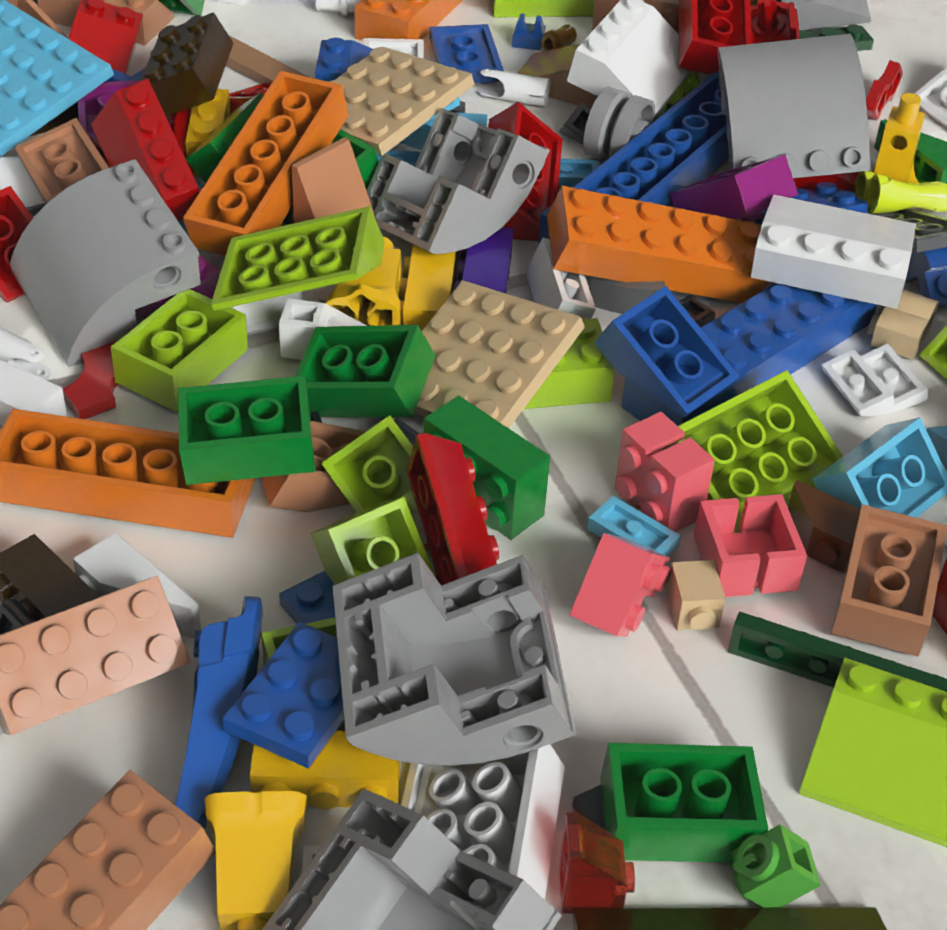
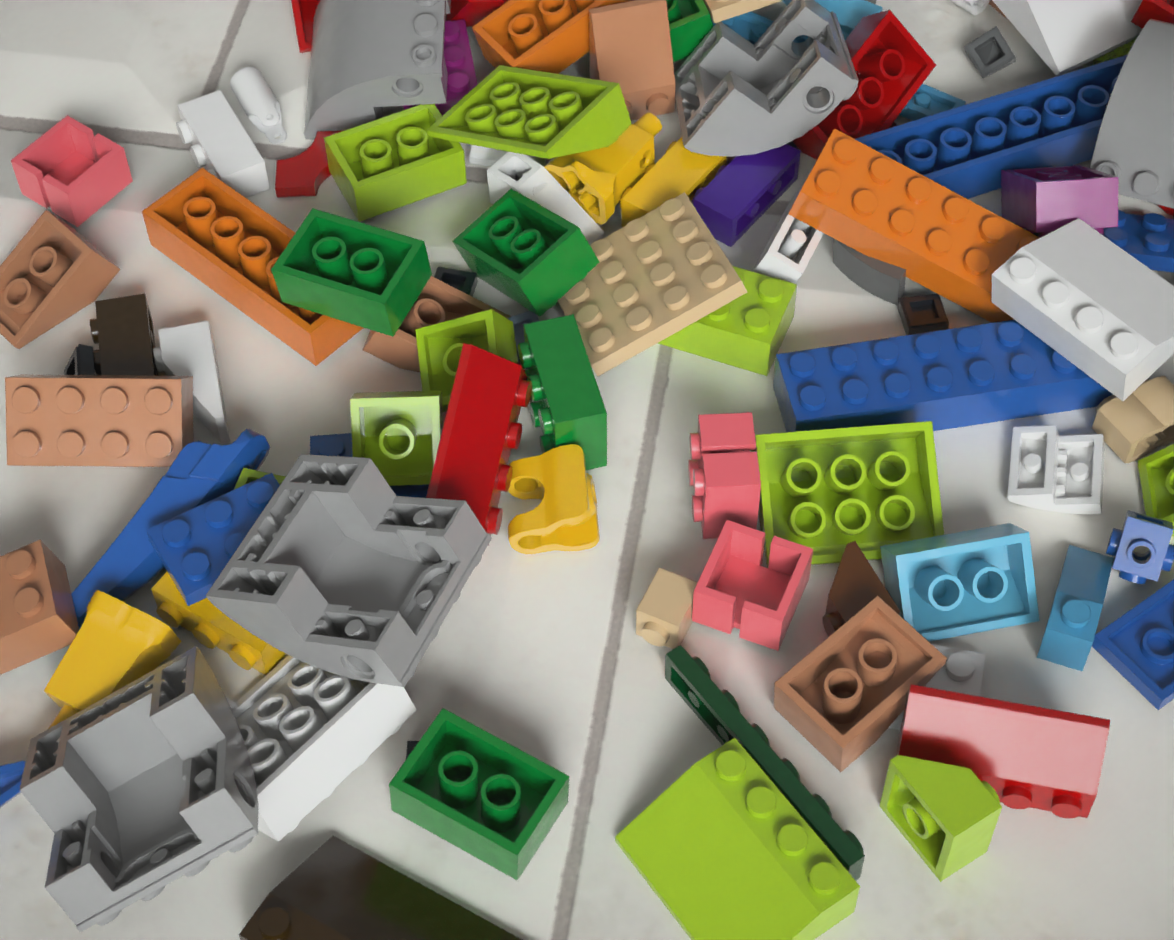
camera: 35 degrees right, 10 degrees up
(545, 542) = (568, 506): none -> yellow piece
(592, 867) = (357, 807): clear red slope -> none
(615, 122) = (1006, 61): light grey wheel -> none
(617, 585) = (594, 560): coral brick -> none
(627, 522) = (666, 521): medium azure plate -> none
(666, 353) = (812, 354): blue slope -> none
(774, 868) = (511, 892): bright green brick -> none

